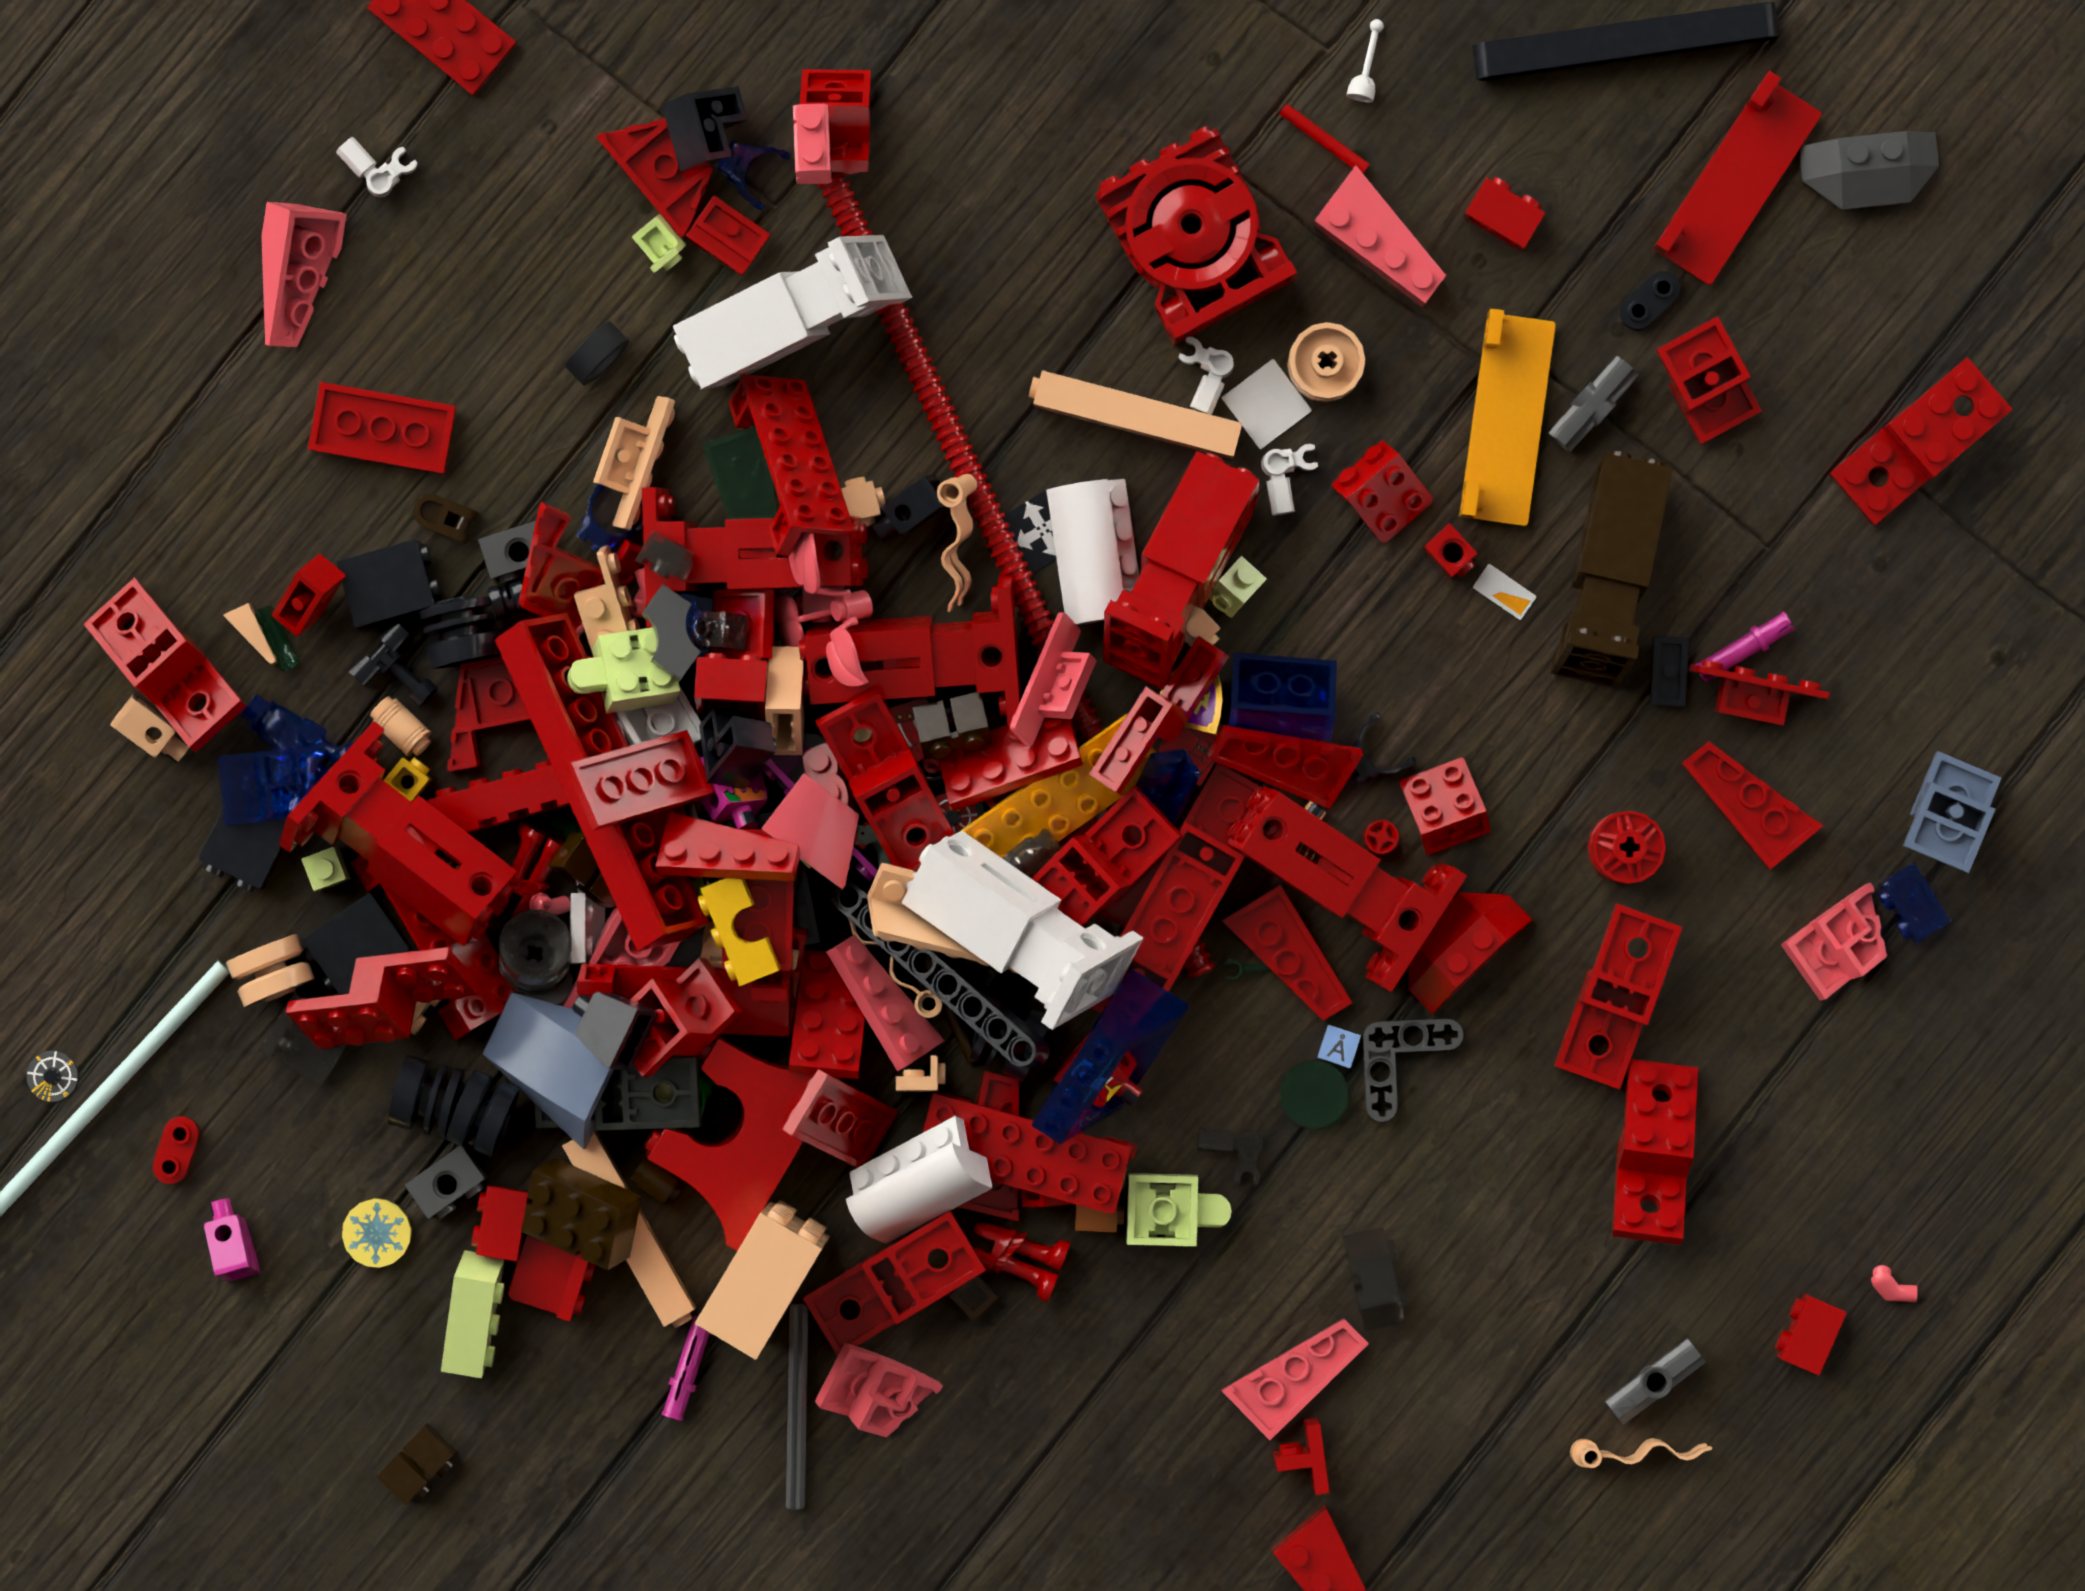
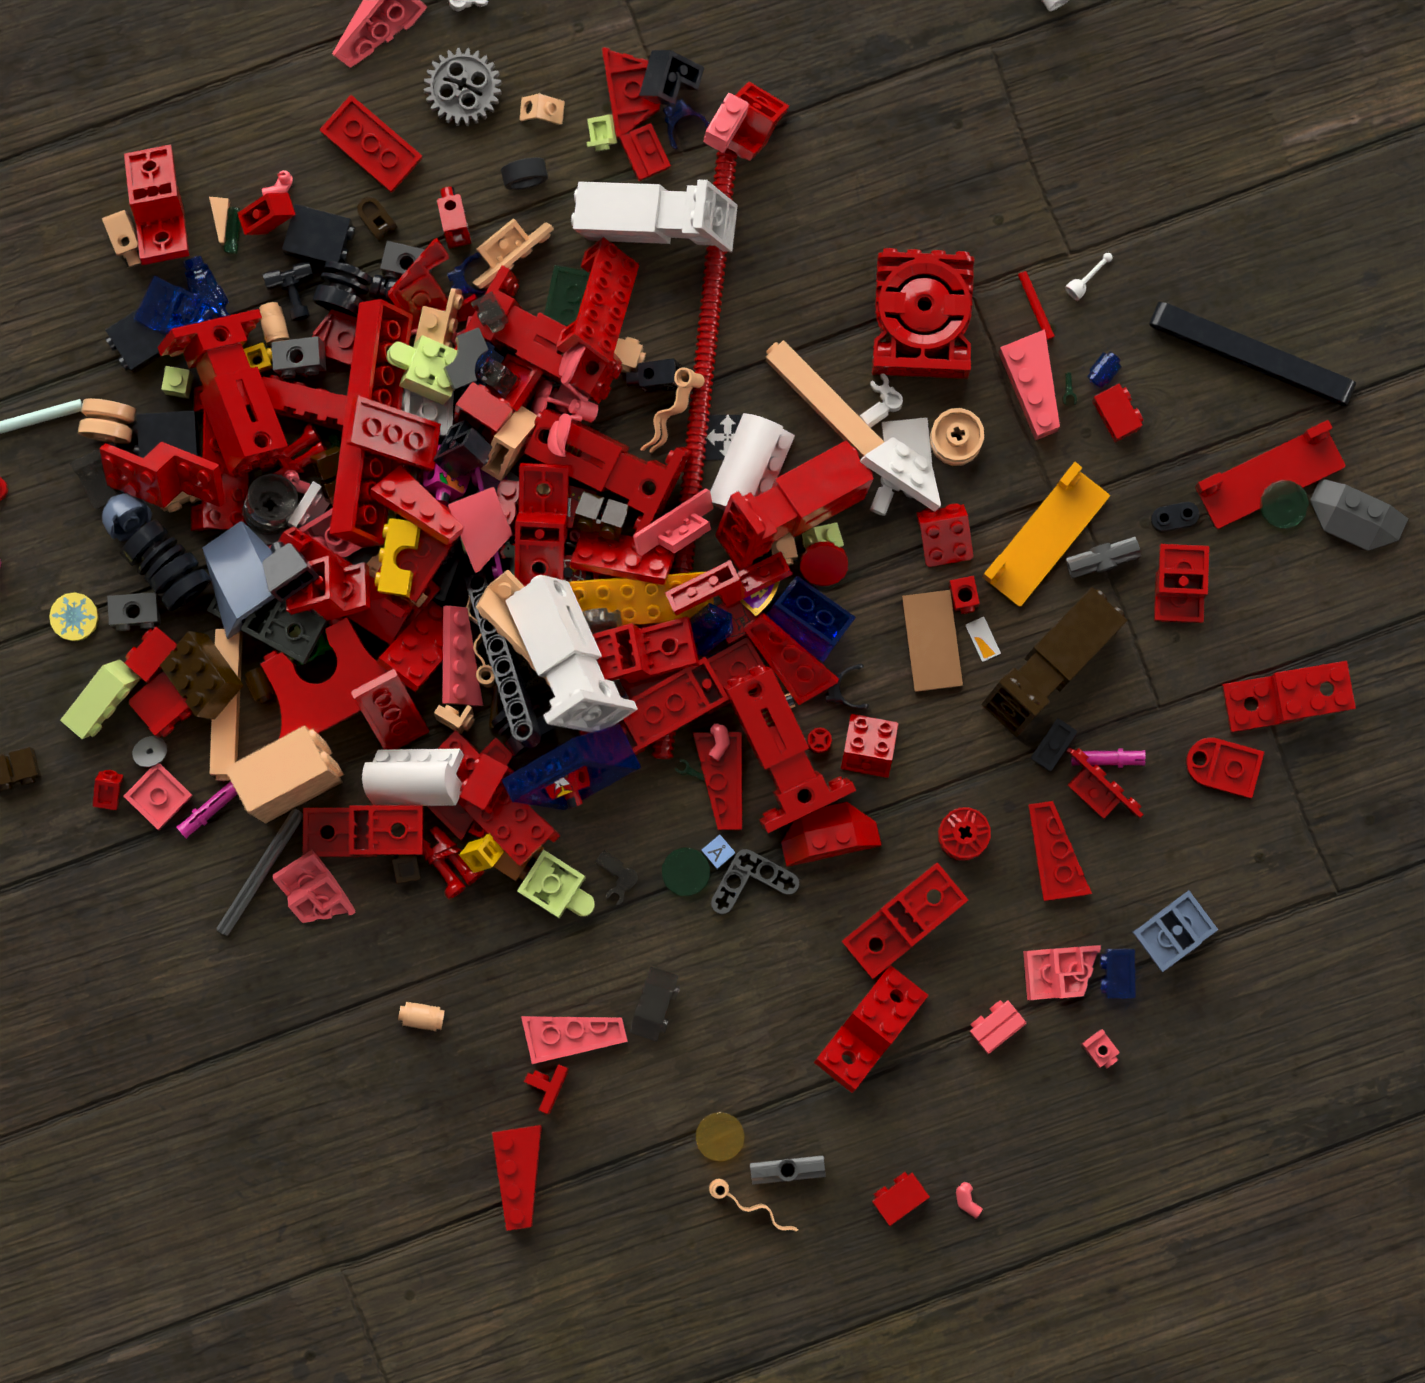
camera: 35 degrees right, 5 degrees down
(303, 549) = (282, 185): none -> coral arm
(363, 1073) = (124, 516): none -> sand blue cylinder
(438, 752) = (286, 351): none -> dark grey brick
(449, 257) = (453, 105): none -> light grey gear
(547, 466) = (453, 218): none -> torso
(549, 1419) = (107, 789): none -> red bracket
(568, 256) = (543, 108): none -> light nougat bracket
(572, 1342) = (149, 751): none -> dark grey piece
(615, 1389) = (158, 796): none -> coral plate
(1012, 1139) = (485, 783): none -> red brick
(1057, 1225) = (481, 853): none -> yellow brick
(1100, 1463) = (421, 1016): none -> light nougat head
(1257, 617) = (824, 563): none -> red tile
(1263, 909) = (722, 741): none -> coral arm
(1289, 443) = (905, 470): none -> white wing
(1426, 220) = (1069, 390): none -> clear green hand
(1444, 631) = (932, 641): none -> medium nougat tile
(1456, 169) = (1104, 369): none -> clear blue brick
(1548, 1389) = (720, 1136): none -> clear yellow tile
(1774, 205) = (1284, 504): none -> clear green tile
(1803, 1056) = (997, 1026): none -> coral brick
(1893, 571) = (1227, 766): none -> red tile
(1933, 1008) = (1092, 1045): none -> coral brick

